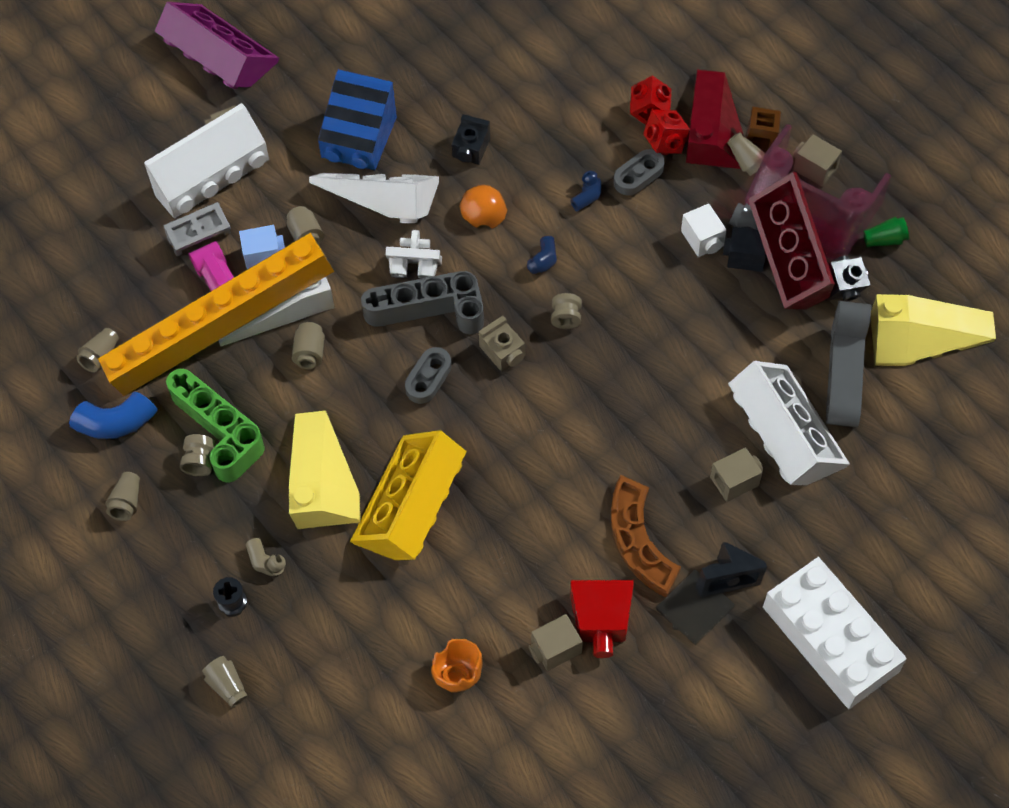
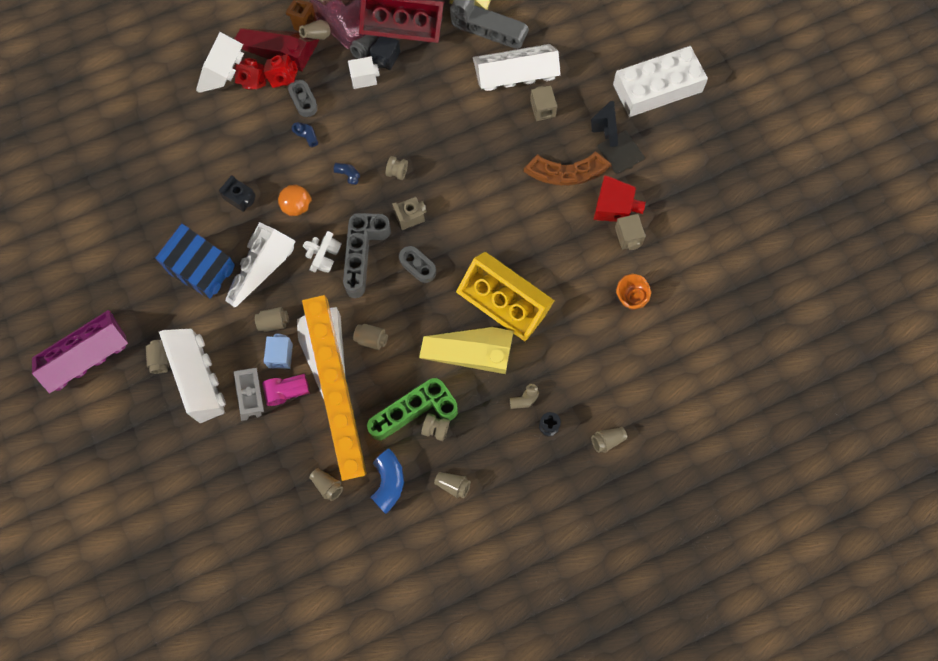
camera: 75 degrees left, 10 degrees up
(641, 53) = (220, 63): none -> white slope

